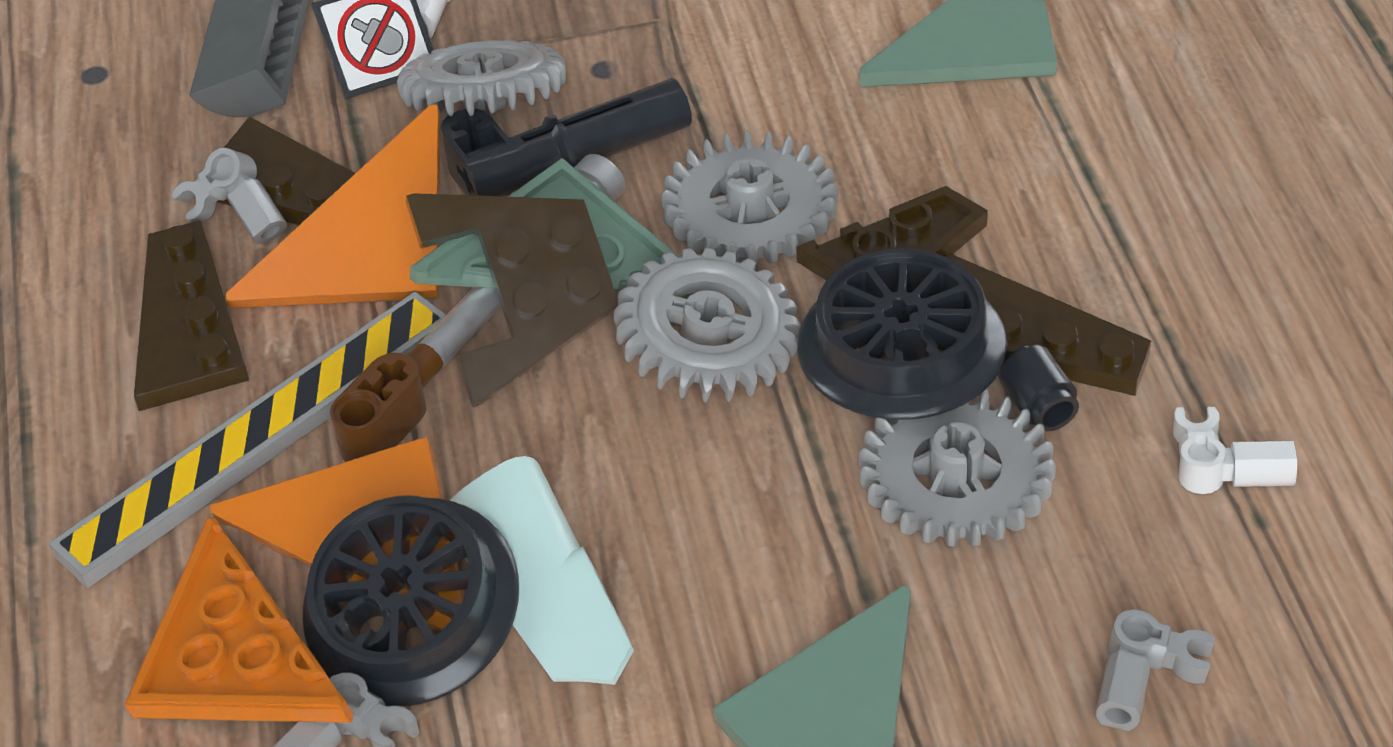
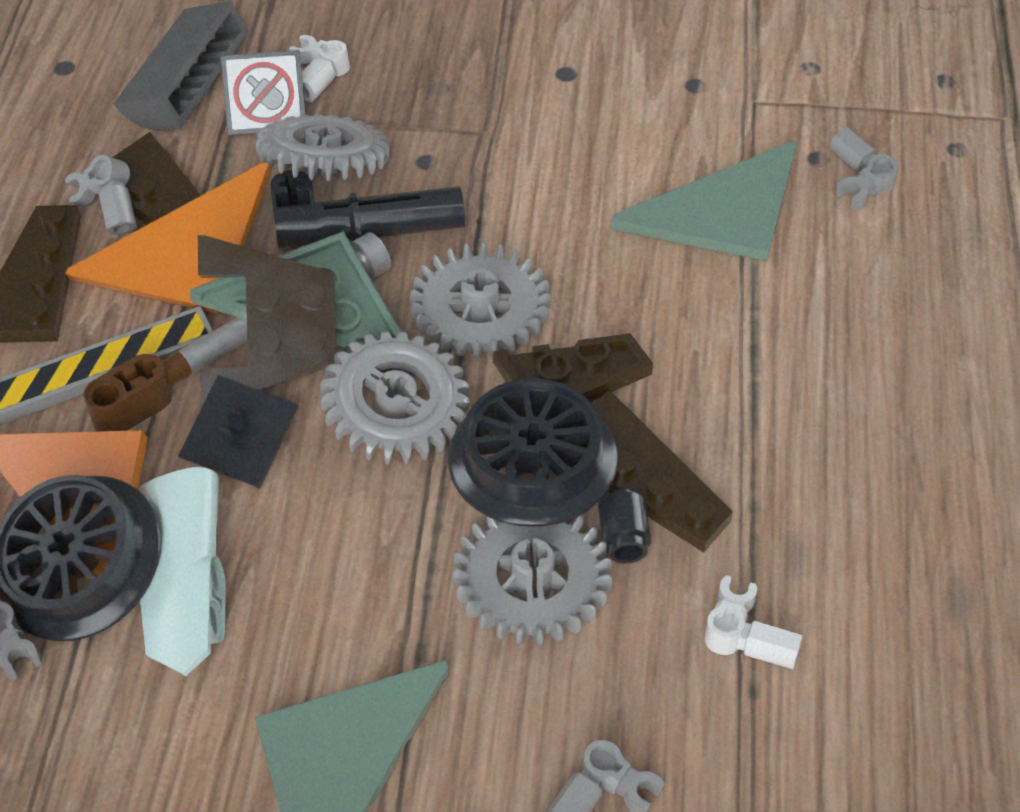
camera: 15 degrees right, 5 degrees up
(534, 411) = (238, 431): none -> black piece

